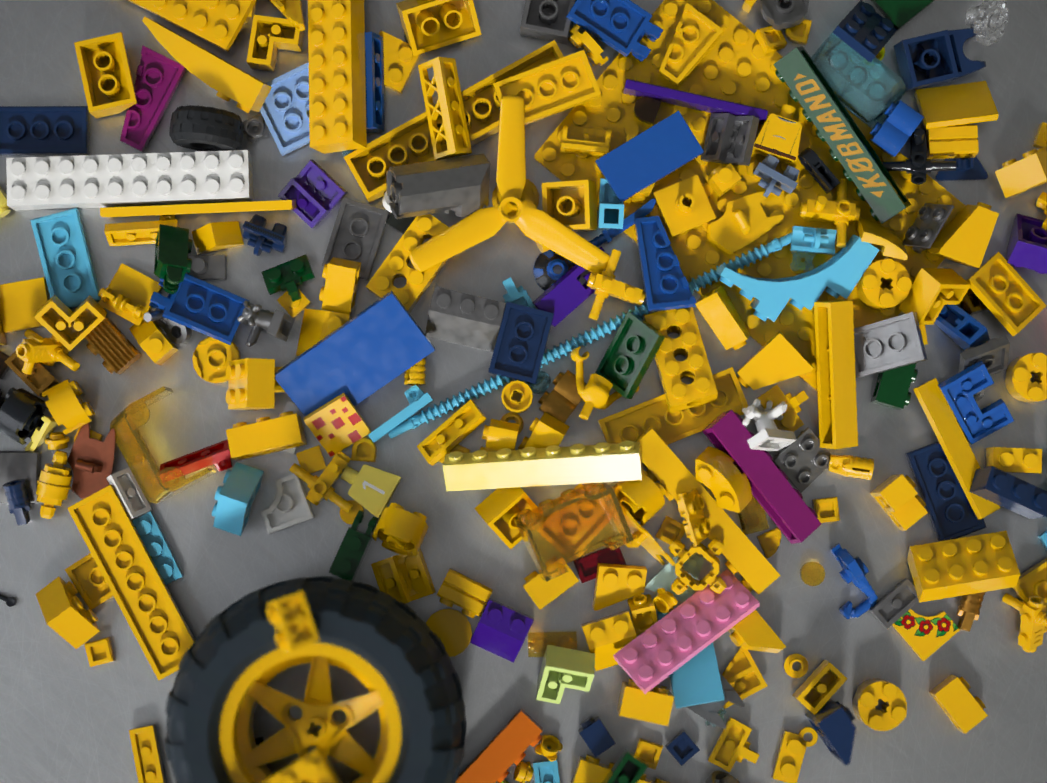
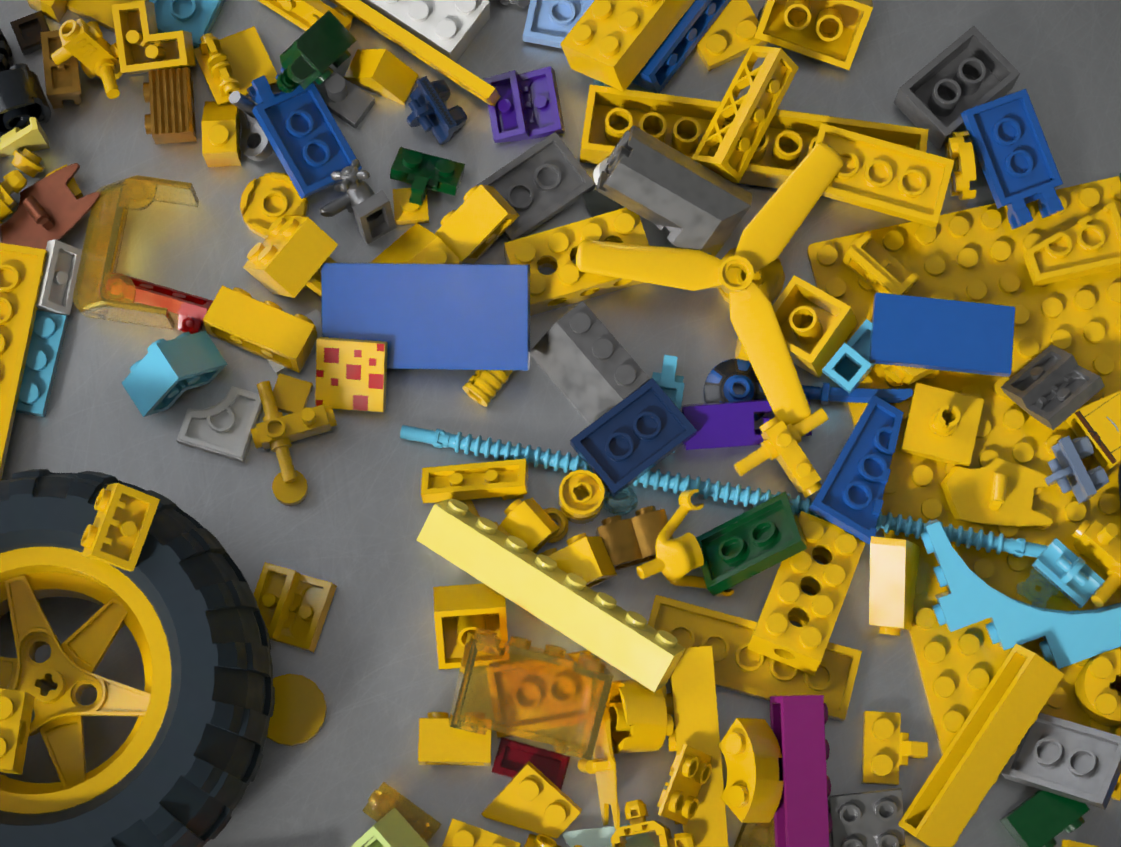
camera: 35 degrees right, 10 degrees down
(67, 405) = (70, 131): yellow brick -> none
(353, 549) = (260, 526): dark green hinge -> none
(364, 450) = (359, 429): yellow tile -> none
(371, 487) = (334, 475): light yellow torso -> none
(401, 530) = (329, 546): yellow brick -> none
(417, 401) = (461, 419): medium azure hinge -> none
(464, 593) = (345, 676): yellow brick -> none
(501, 630) = (354, 754): dark purple slope -> none
(647, 109) = (979, 285): dark brown tile -> none
(670, 530) = (644, 787): yellow tile -> none
(692, 100) = (1037, 309): dark purple tile -> none
(723, 179) = (1011, 427): yellow brick -> none
(768, 436) = (844, 758): white piece -> none
(773, 363) = (913, 682): yellow slope -> none

